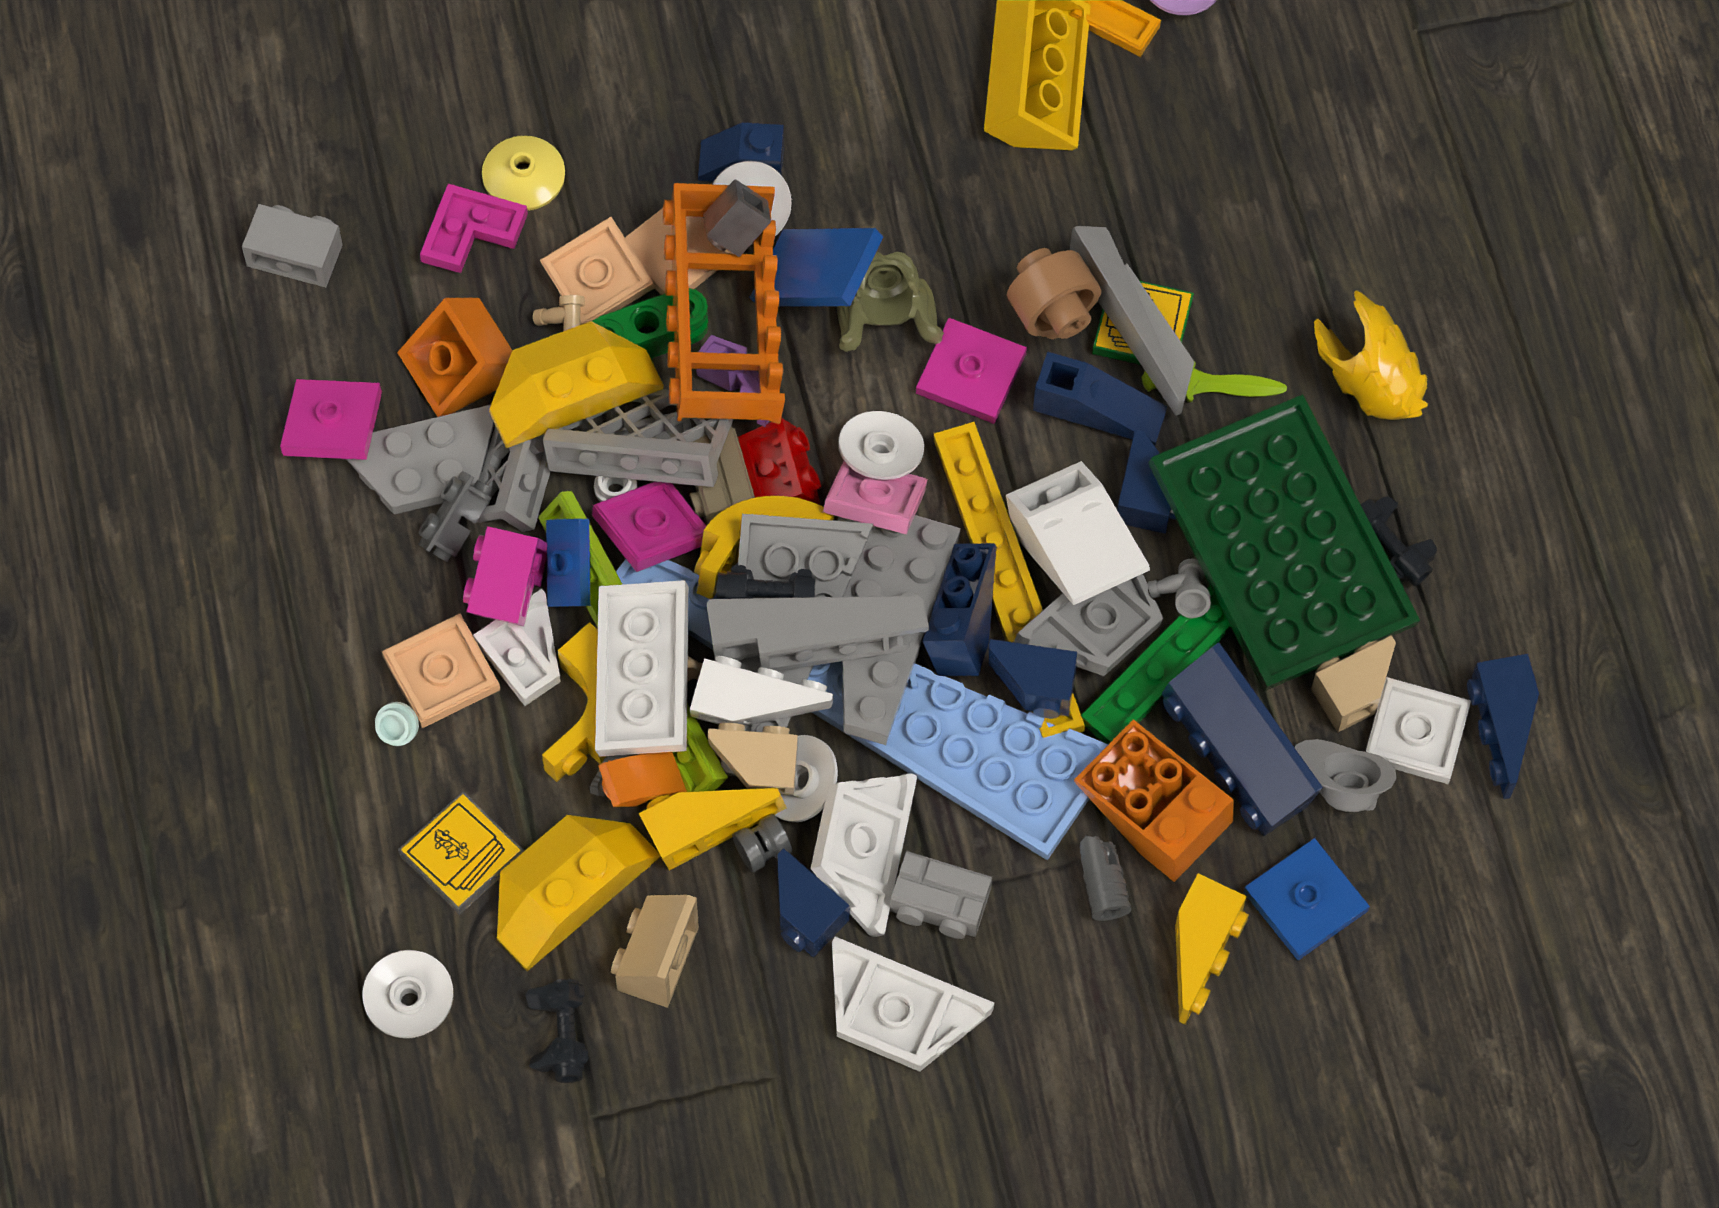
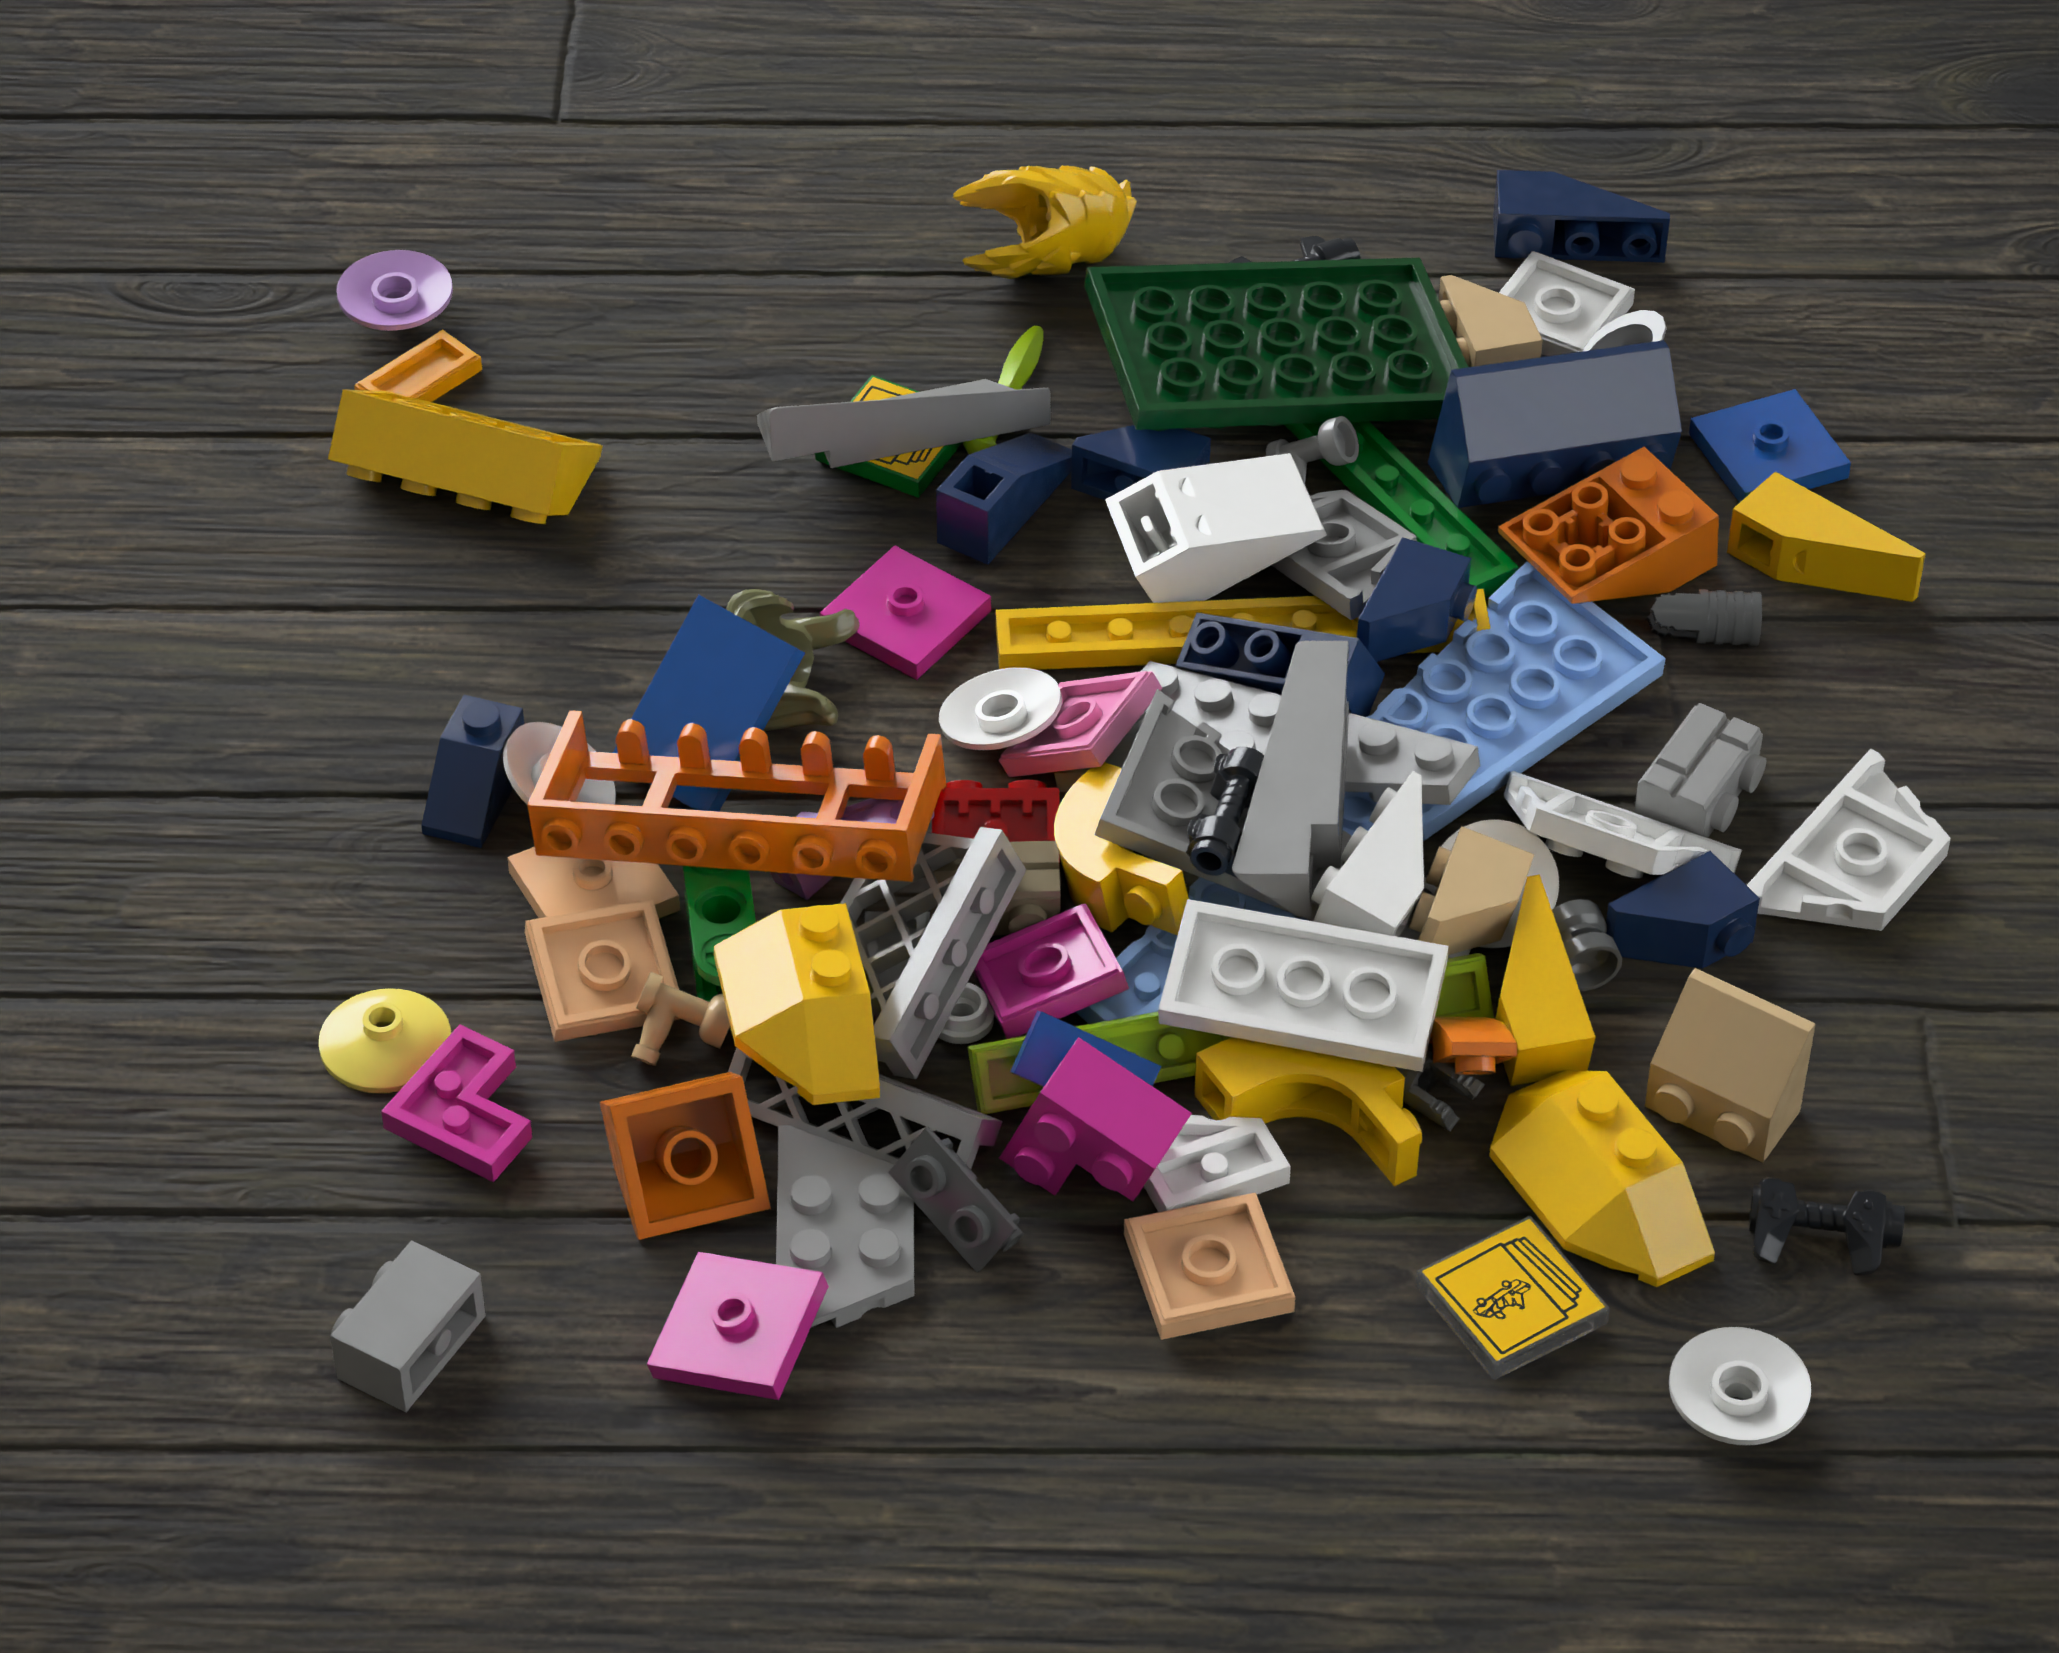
camera: 75 degrees left, 20 degrees down
(396, 723) = (1285, 1332): light aqua plate -> none
(736, 218) = (606, 758): flat silver brick -> none
(1053, 293) = (852, 468): medium nougat piece -> none

